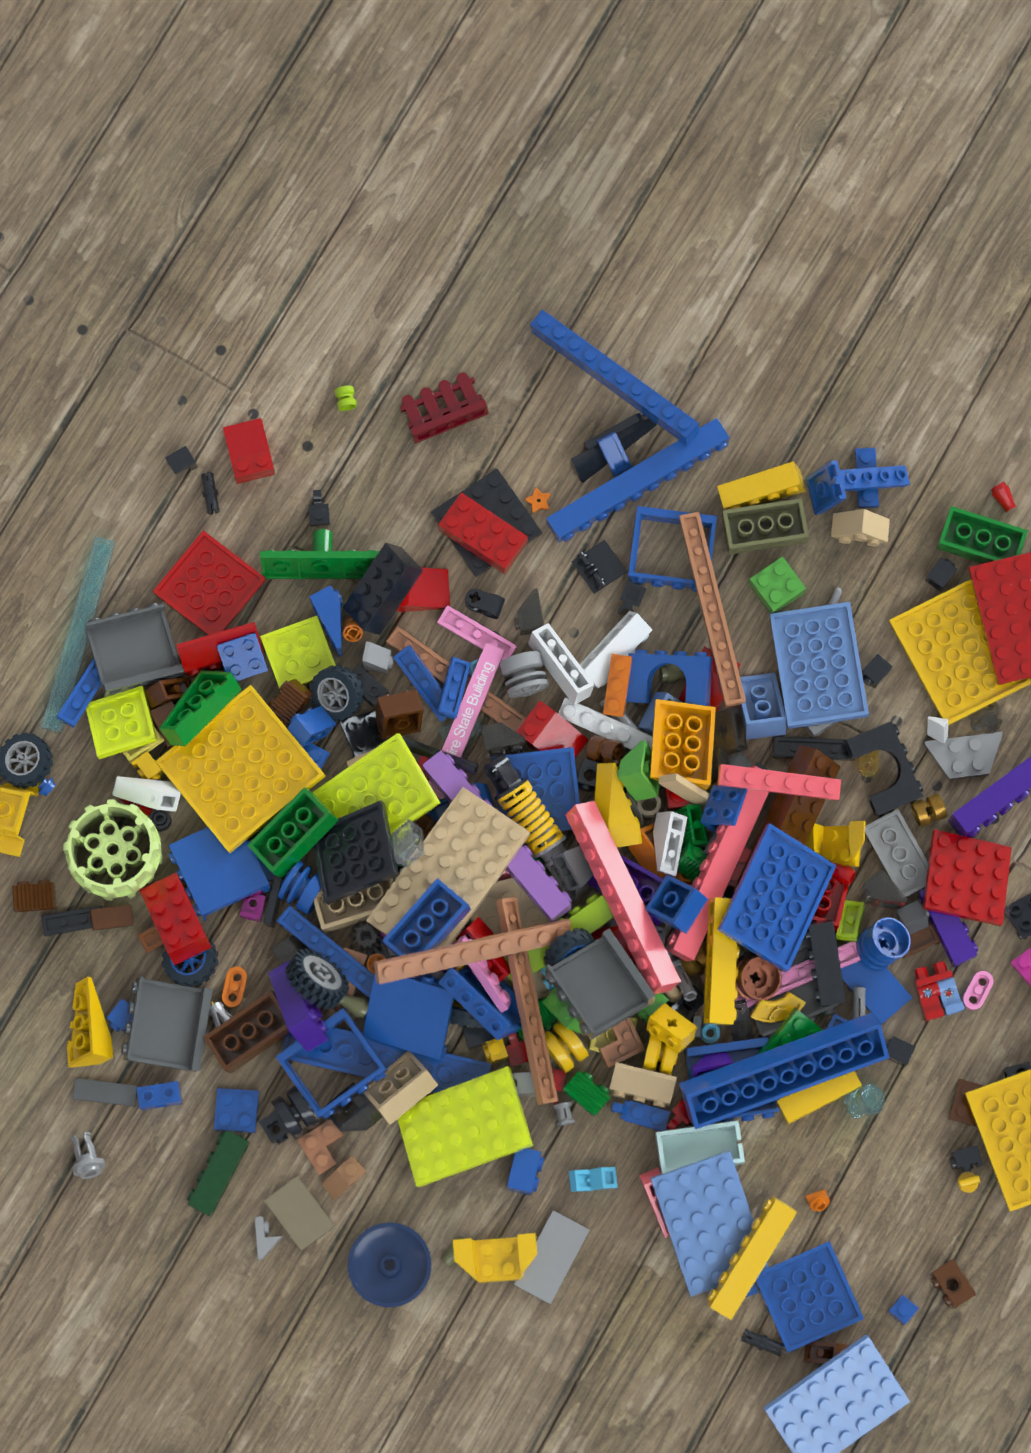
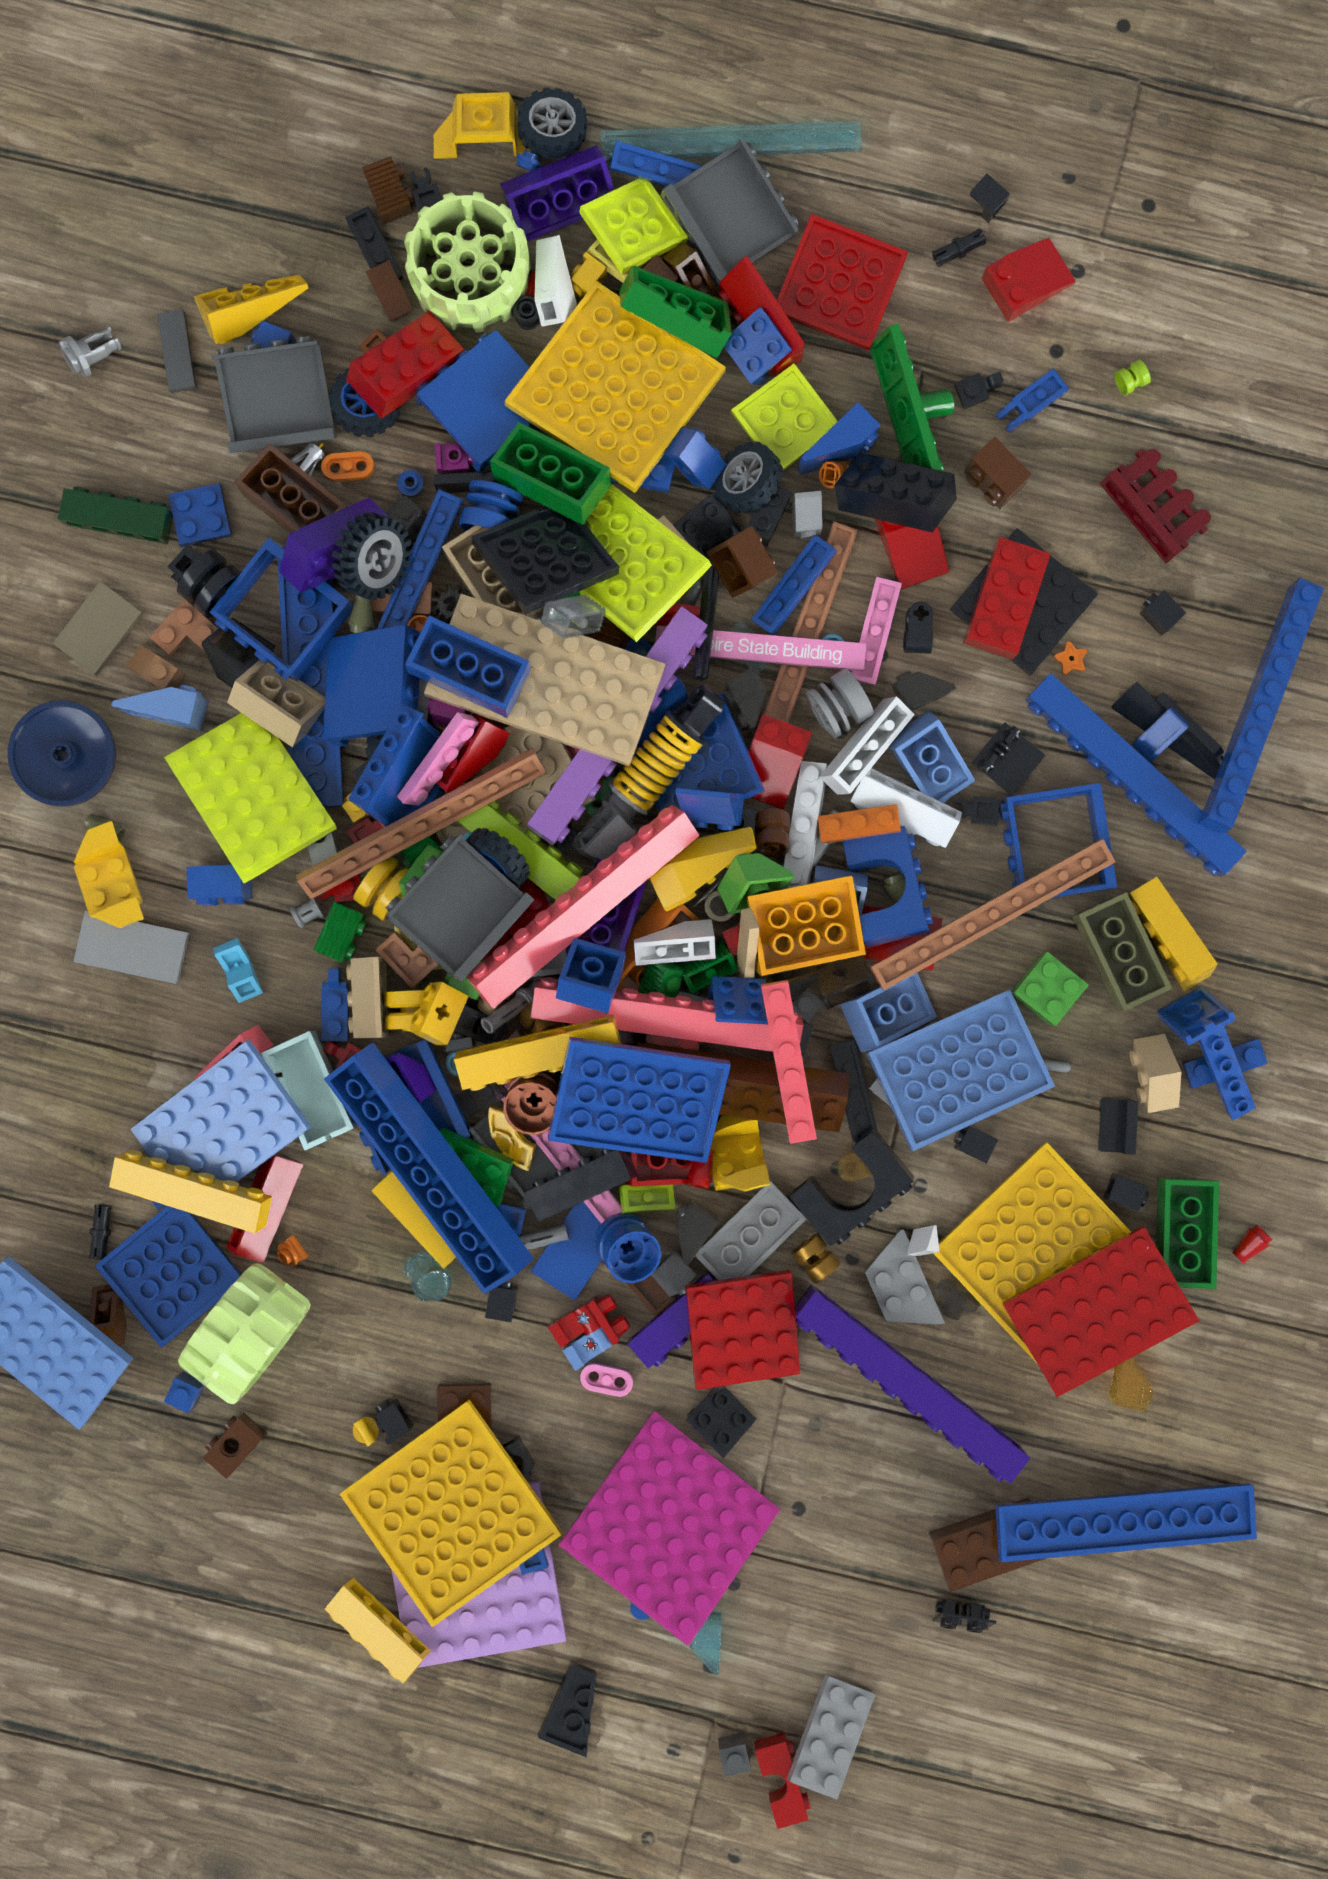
camera: 75 degrees right, 10 degrees up
(50, 869) = (427, 194): none -> black plate
(76, 770) = (553, 193): none -> dark purple slope
(159, 1095) = (188, 415): blue brick -> none
(261, 937) = (413, 490): none -> blue plate
(264, 1244) = (49, 593): light grey slope -> none
(290, 700) = (721, 423): reddish brown brick -> none
(339, 471) = (1034, 399): none -> blue hinge
(380, 1167) = (169, 705): none -> medium blue slope
(388, 514) = (996, 473): none -> reddish brown brick
(453, 688) = (797, 621): blue tile -> none
(469, 951) = (449, 731): nougat plate -> none
(524, 426) = (1162, 612): none -> black brick
(575, 785) = (711, 807): none -> blue slope
(583, 621) = (931, 758): none -> medium blue slope
(759, 1190) = (277, 1179): none -> brick
(870, 1240) = (244, 1333): none -> yellowish green wheel
(891, 566) = (1118, 1126): none -> black panel

